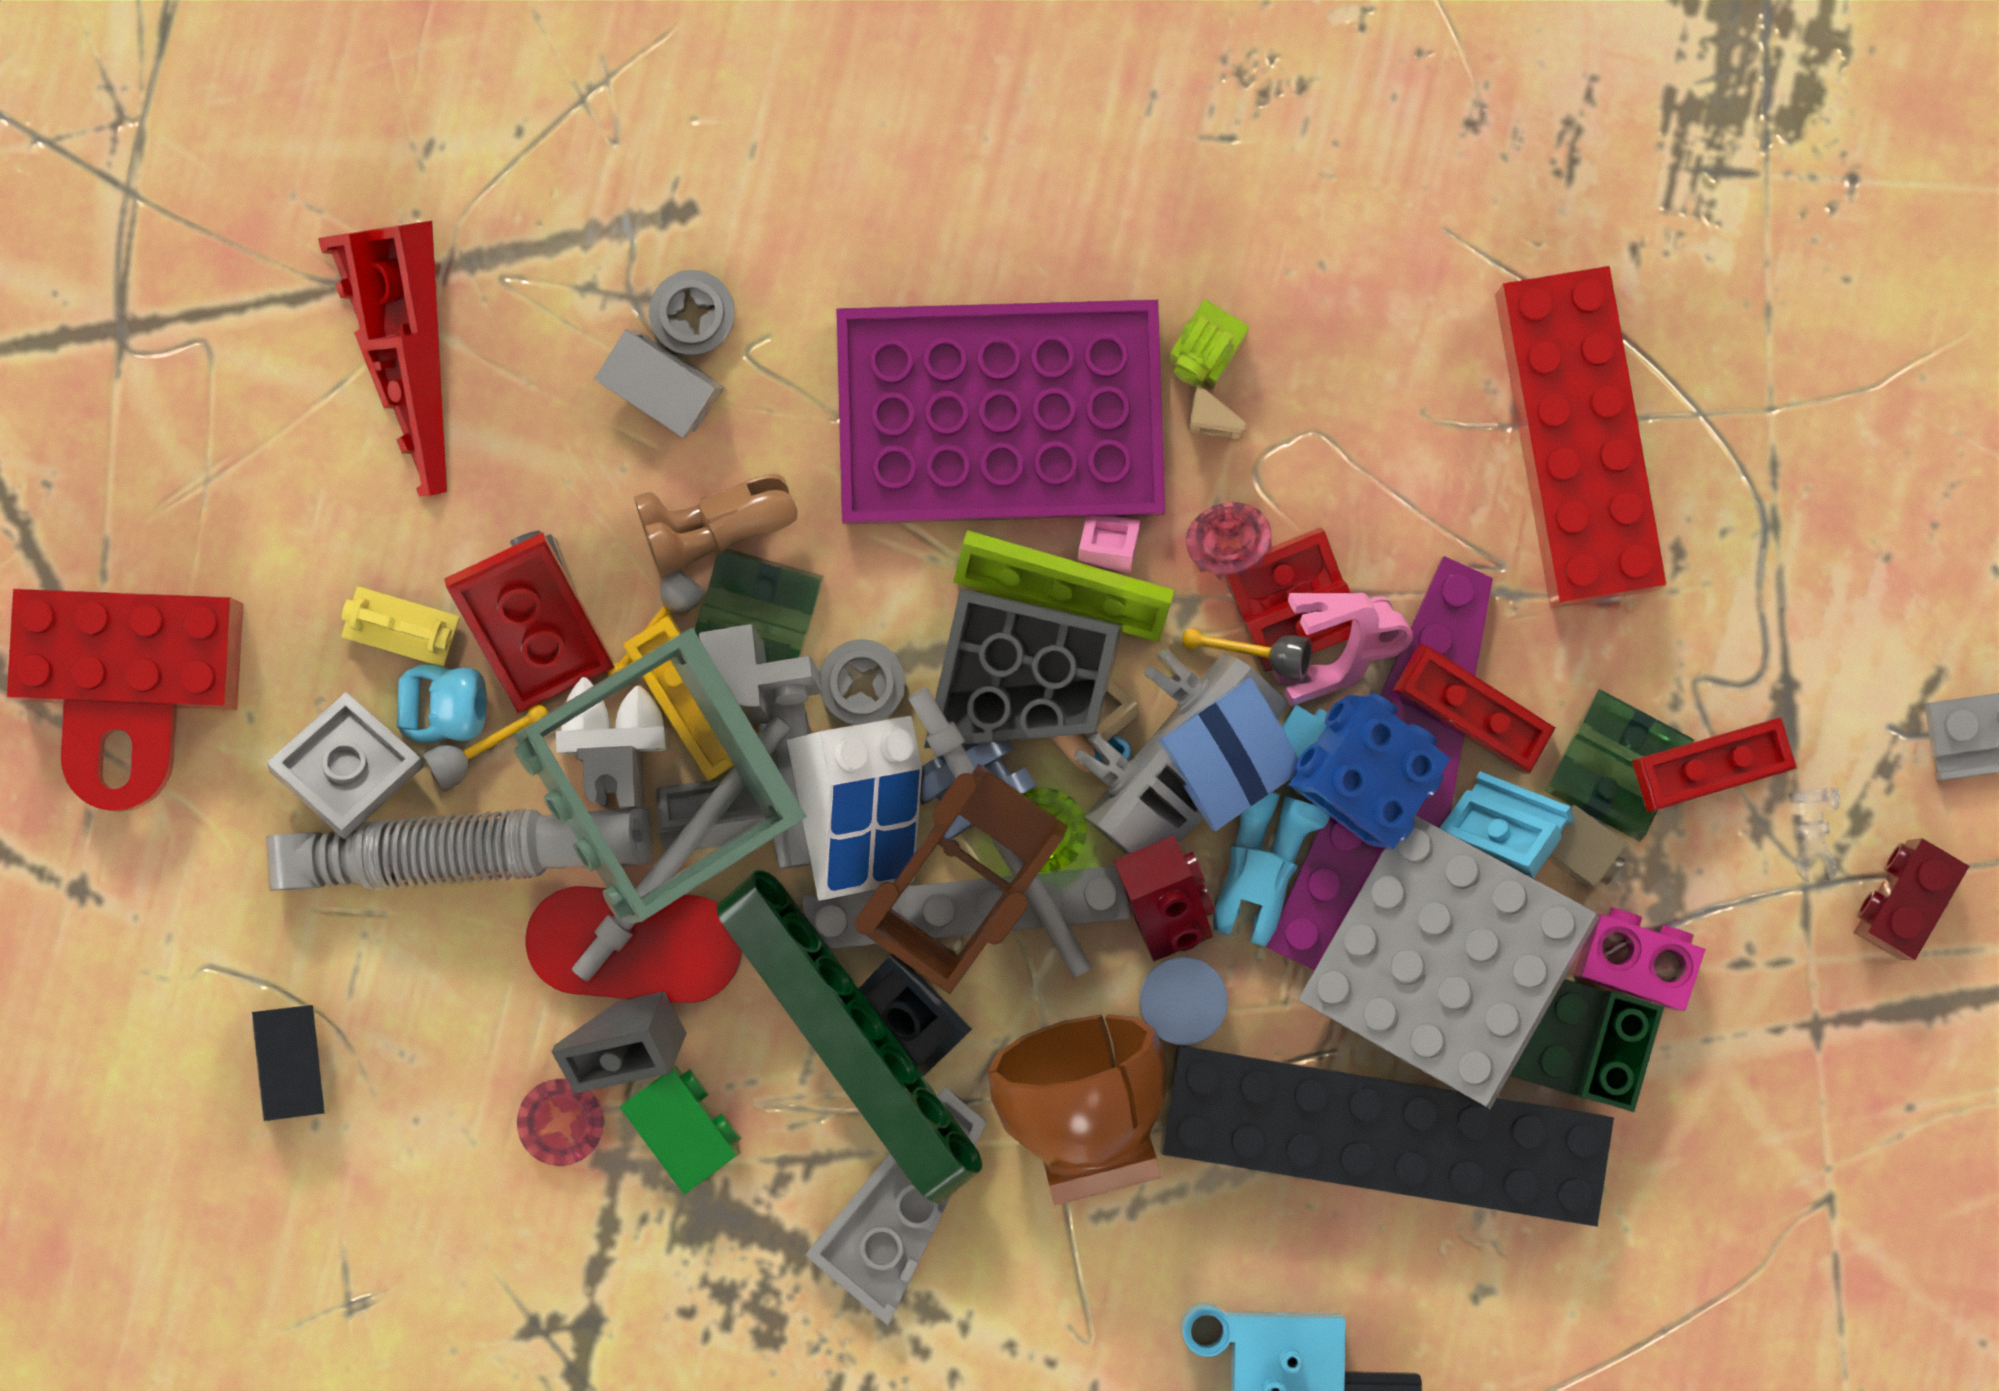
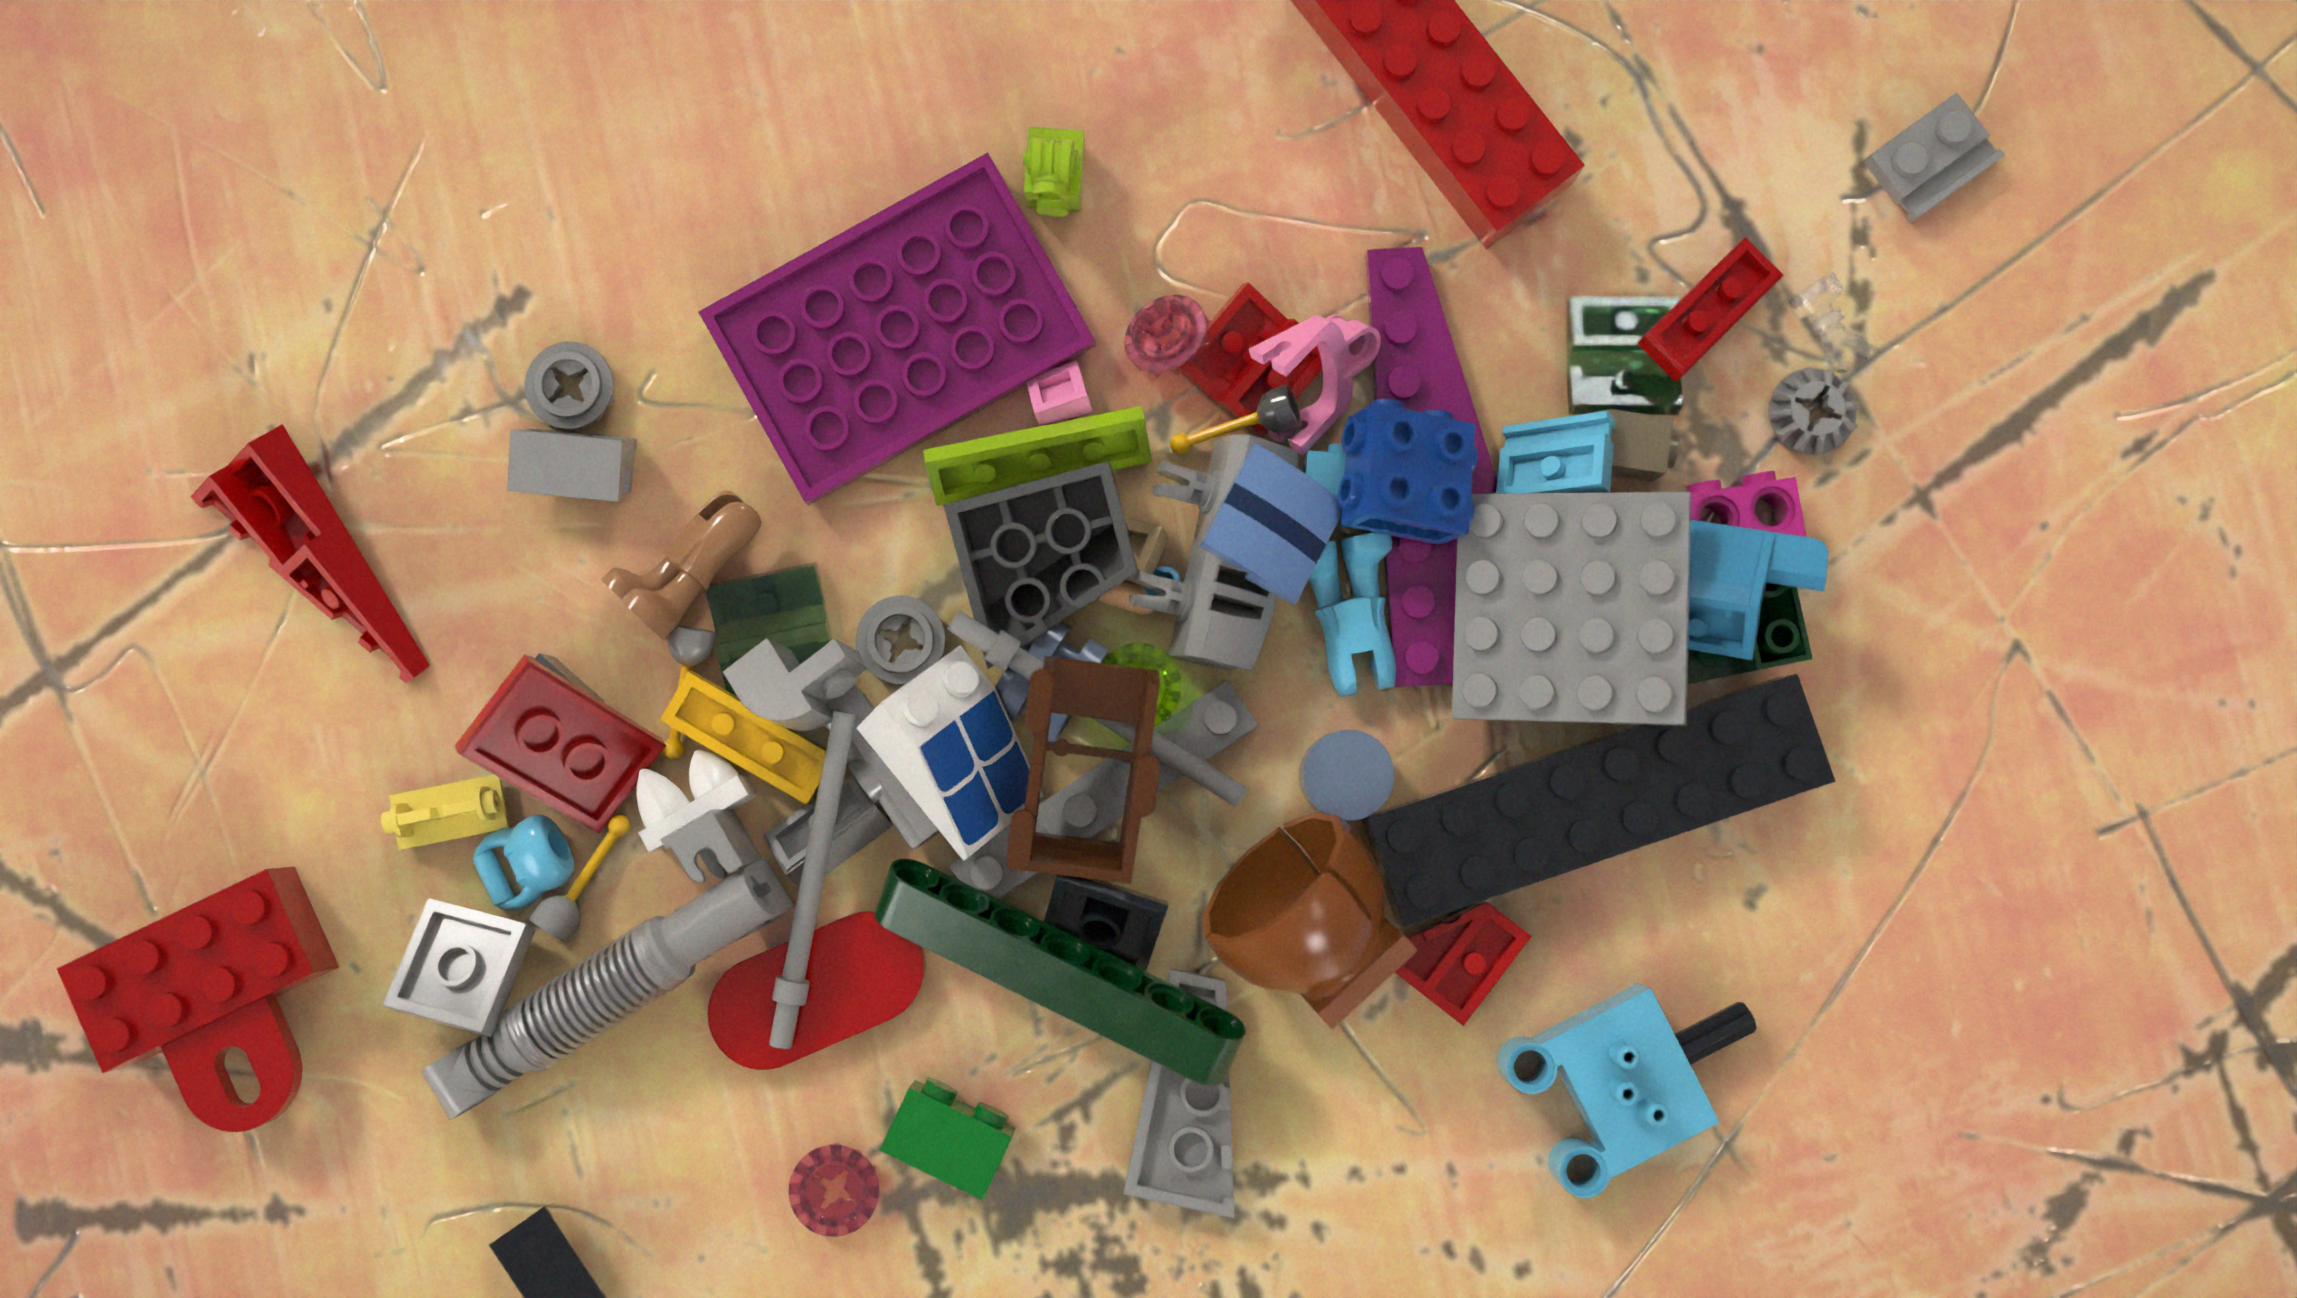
camera: 30 degrees left, 0 degrees up
(622, 1044) = (852, 1089): dark grey slope -> none
(733, 733) = (797, 745): sand green window -> none
(1166, 897) = (1282, 688): dark red brick -> none
(1198, 1210) = (1463, 958): none -> red wing
(1213, 417) = (1094, 232): tan slope -> none
(1474, 708) = (1468, 371): red tile -> none
(1595, 1004) = (1730, 579): none -> dark azure plate
(1734, 898) = (1791, 421): none -> light grey gear
(1910, 898) = (1951, 336): dark red brick -> none

